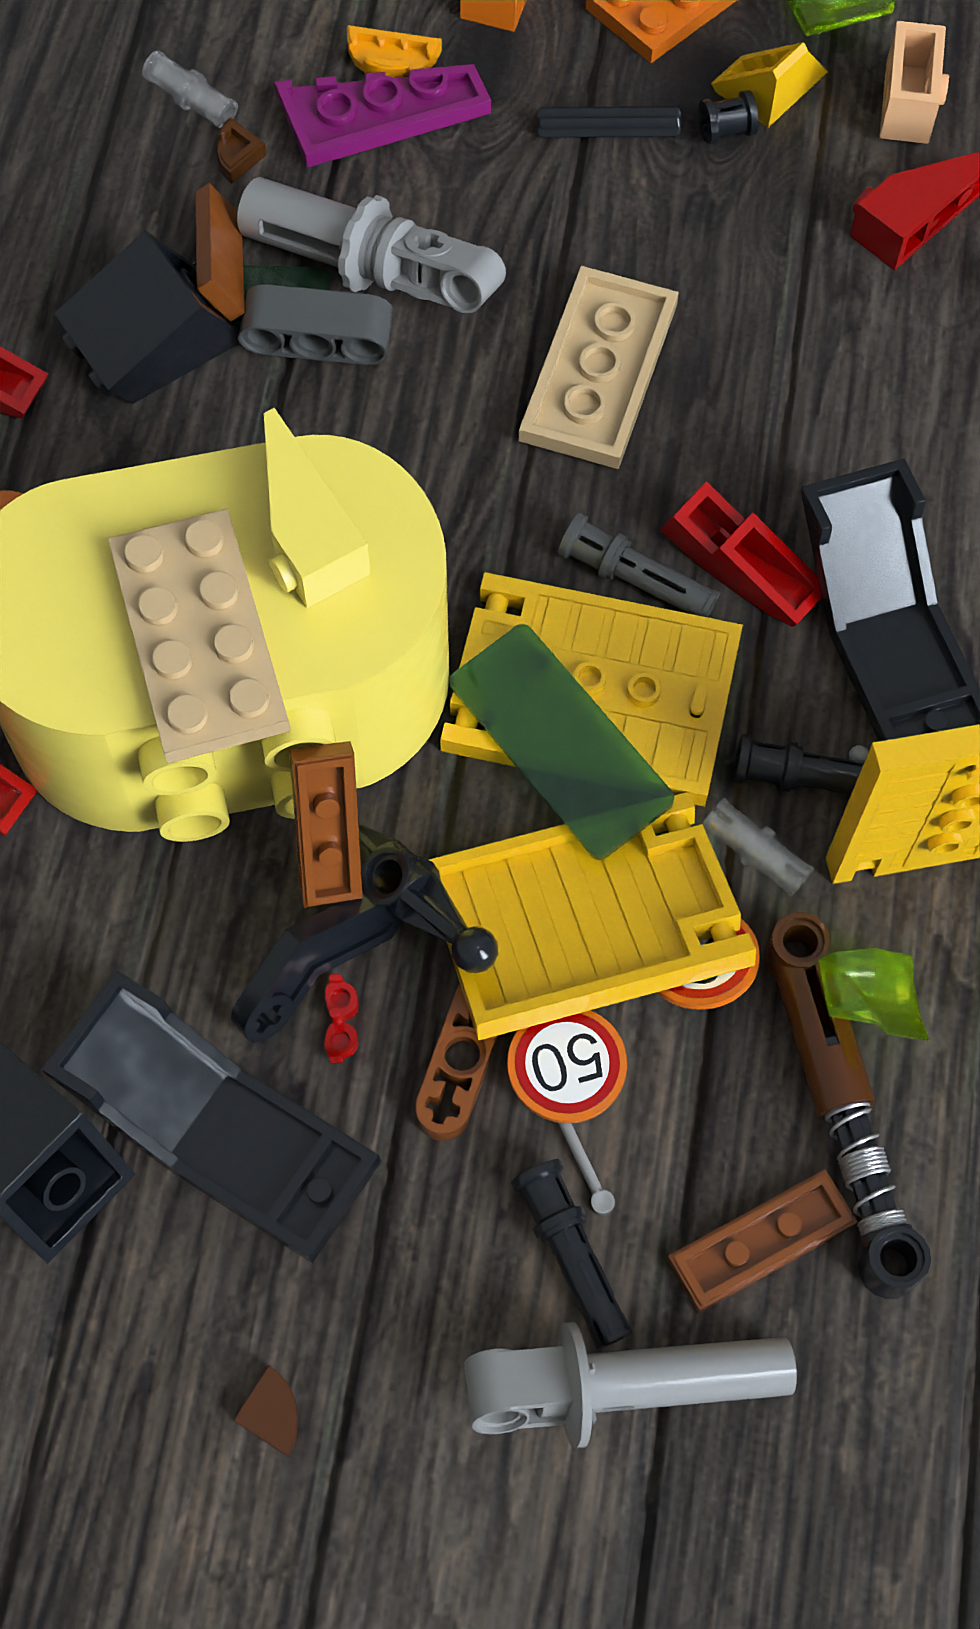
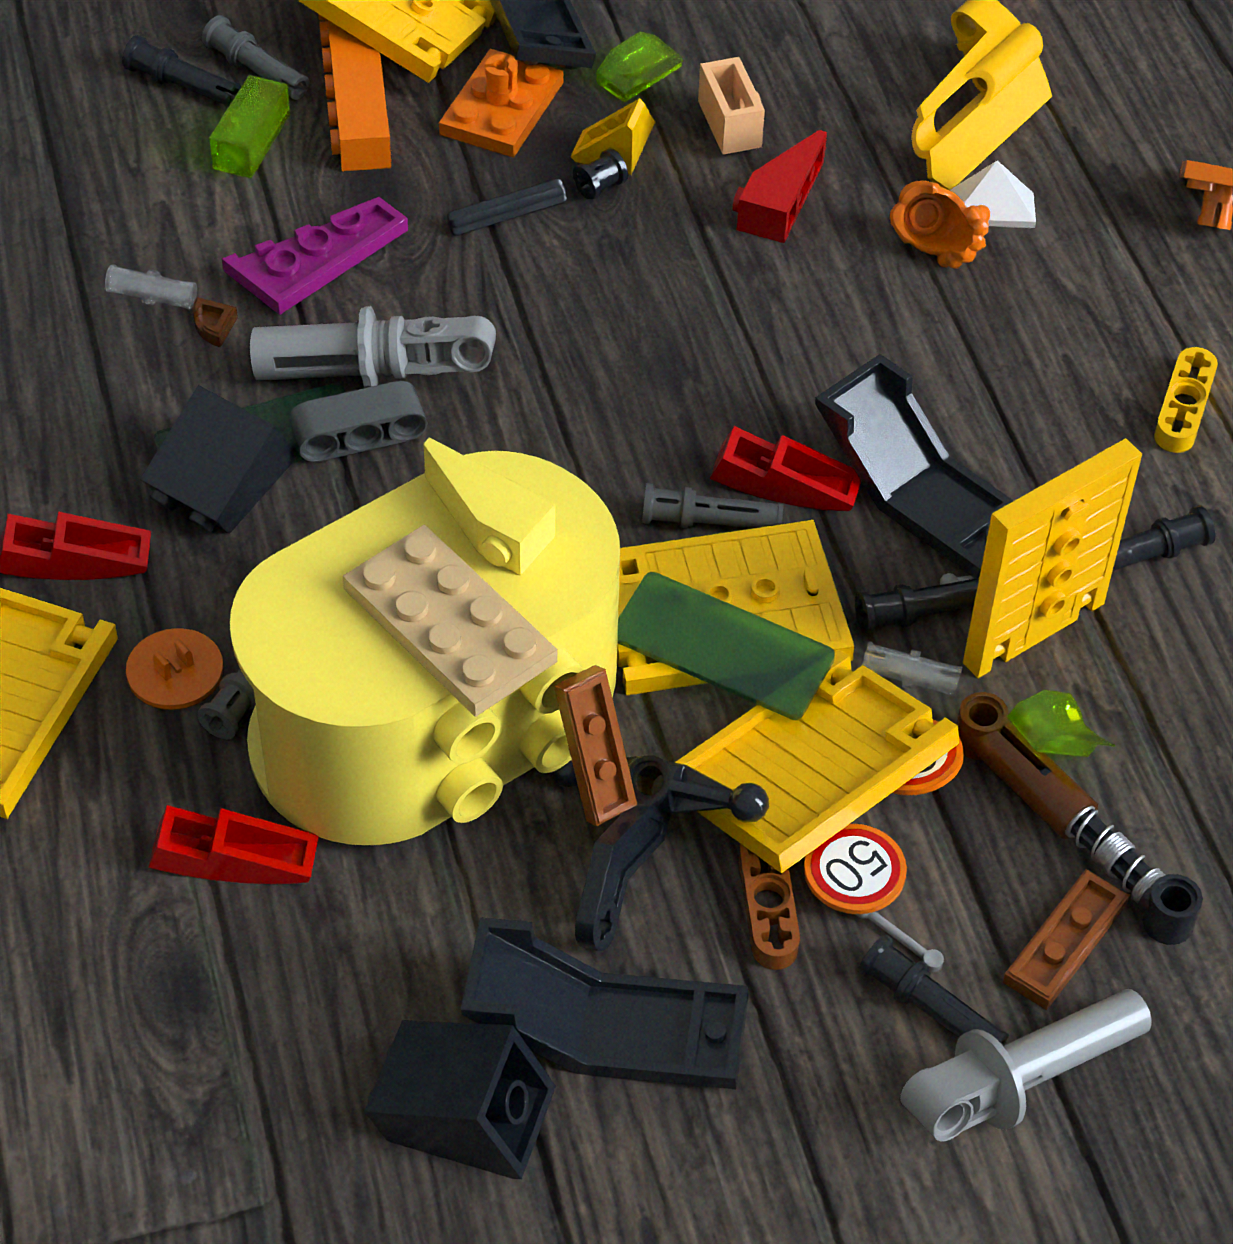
camera: 25 degrees left, 15 degrees down
(219, 253) = (249, 391): dark orange tile -> none
(271, 1412) = (765, 1208): reddish brown tile -> none
(342, 1004) = (652, 901): red piece -> none
(391, 51) = (301, 209): light orange plate -> none
(598, 367) = (599, 380): tan plate -> none

